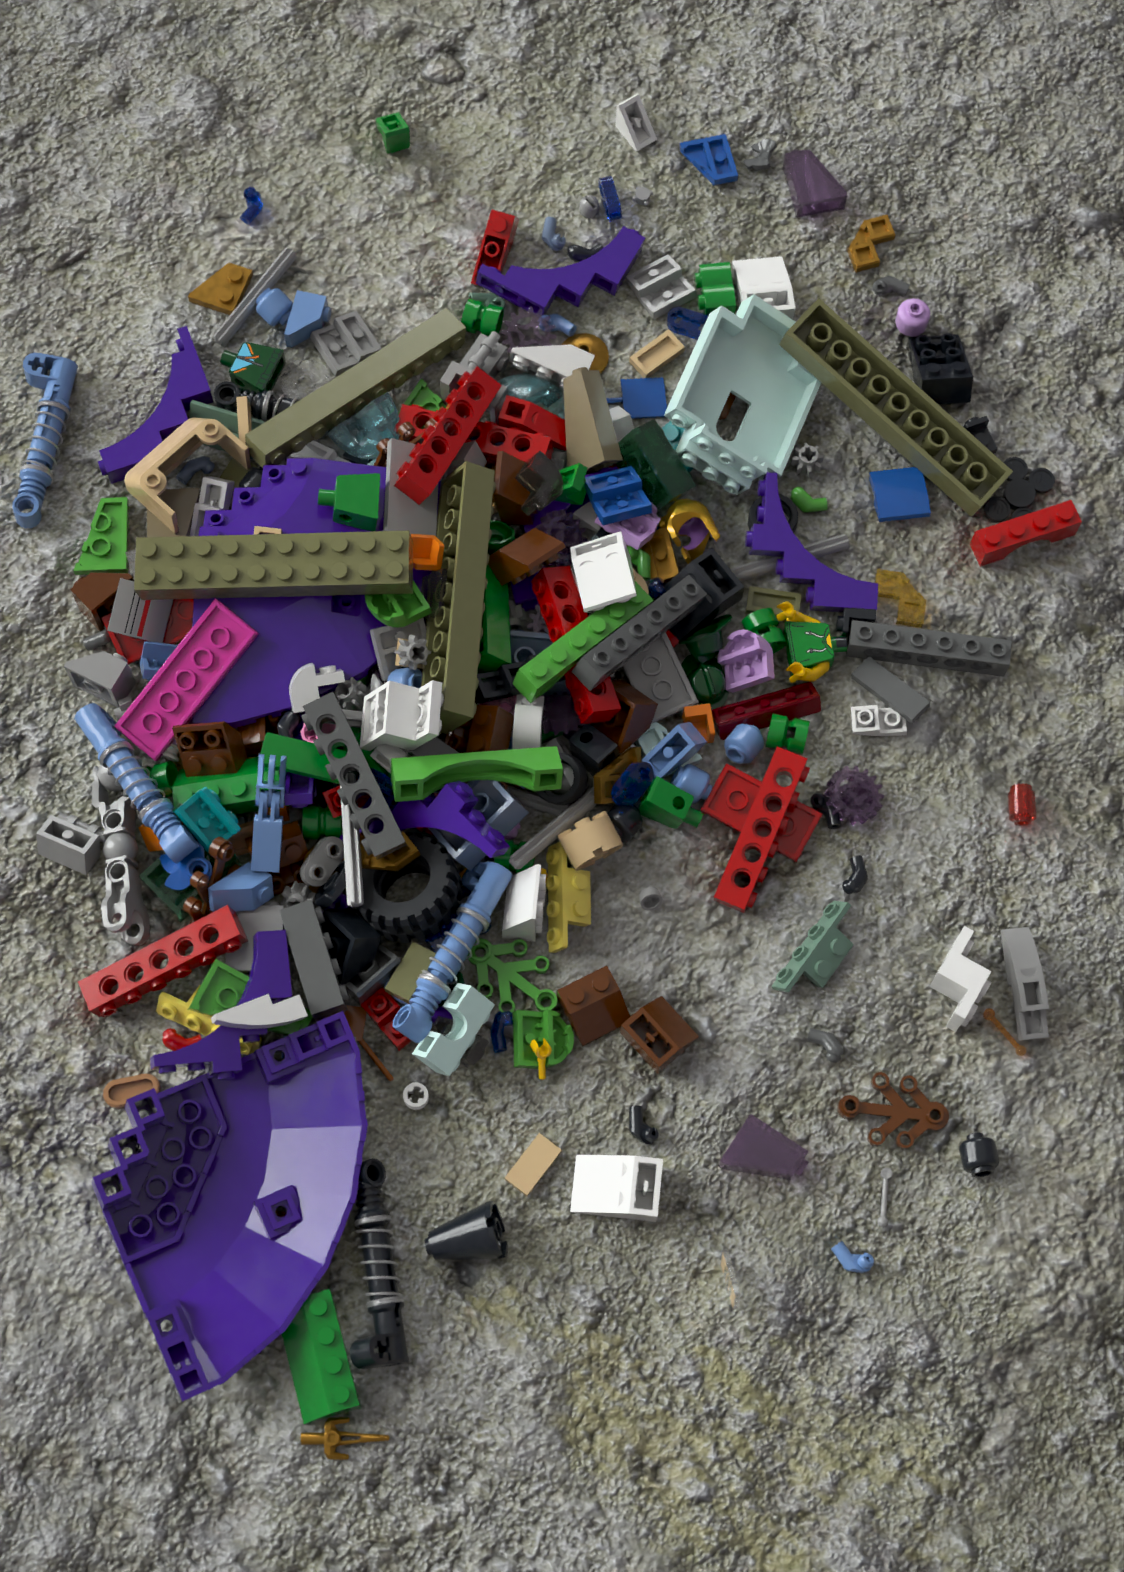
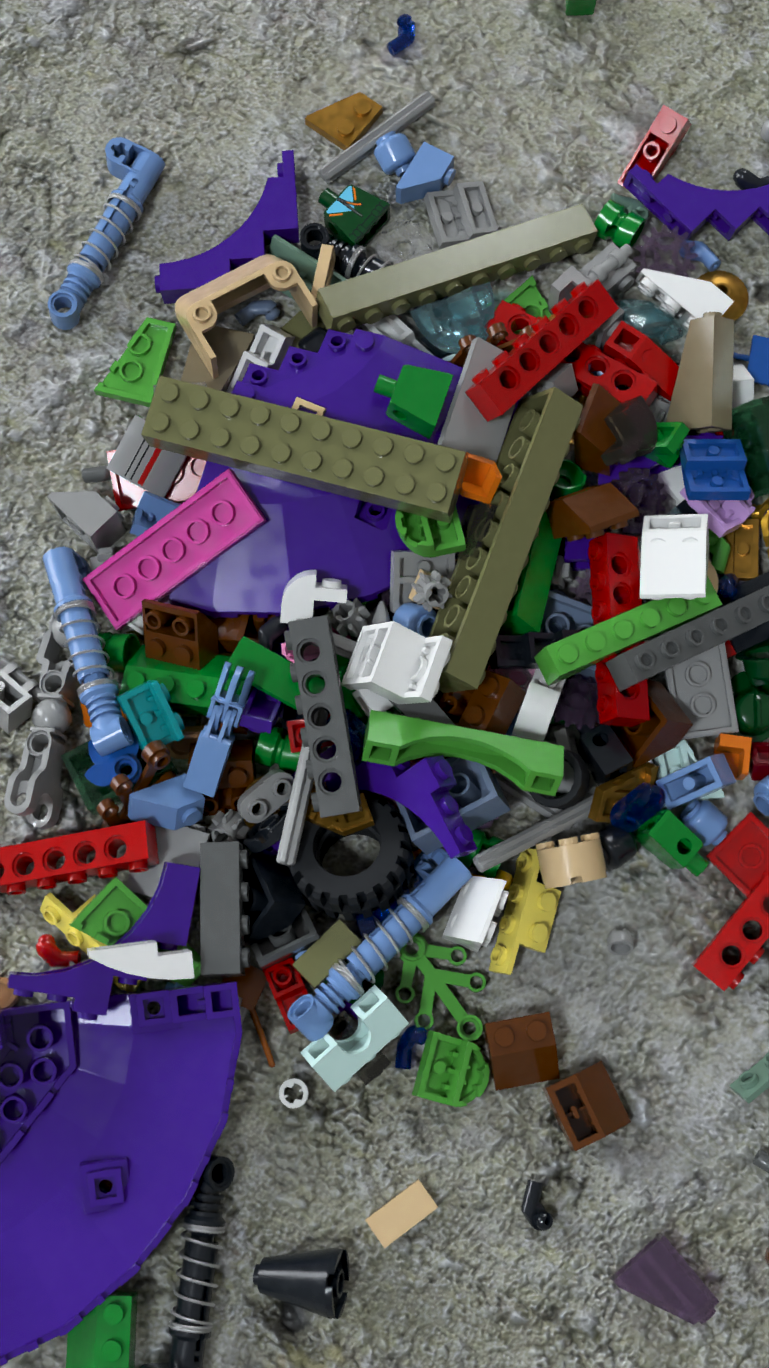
camera: 20 degrees right, 5 degrees up
(97, 594) = (108, 423): reddish brown slope -> none
(541, 1053) = (447, 1089): yellow hand -> none
(550, 237) = (719, 154): sand blue arm -> none
(617, 1186) = (488, 1272): white slope -> none

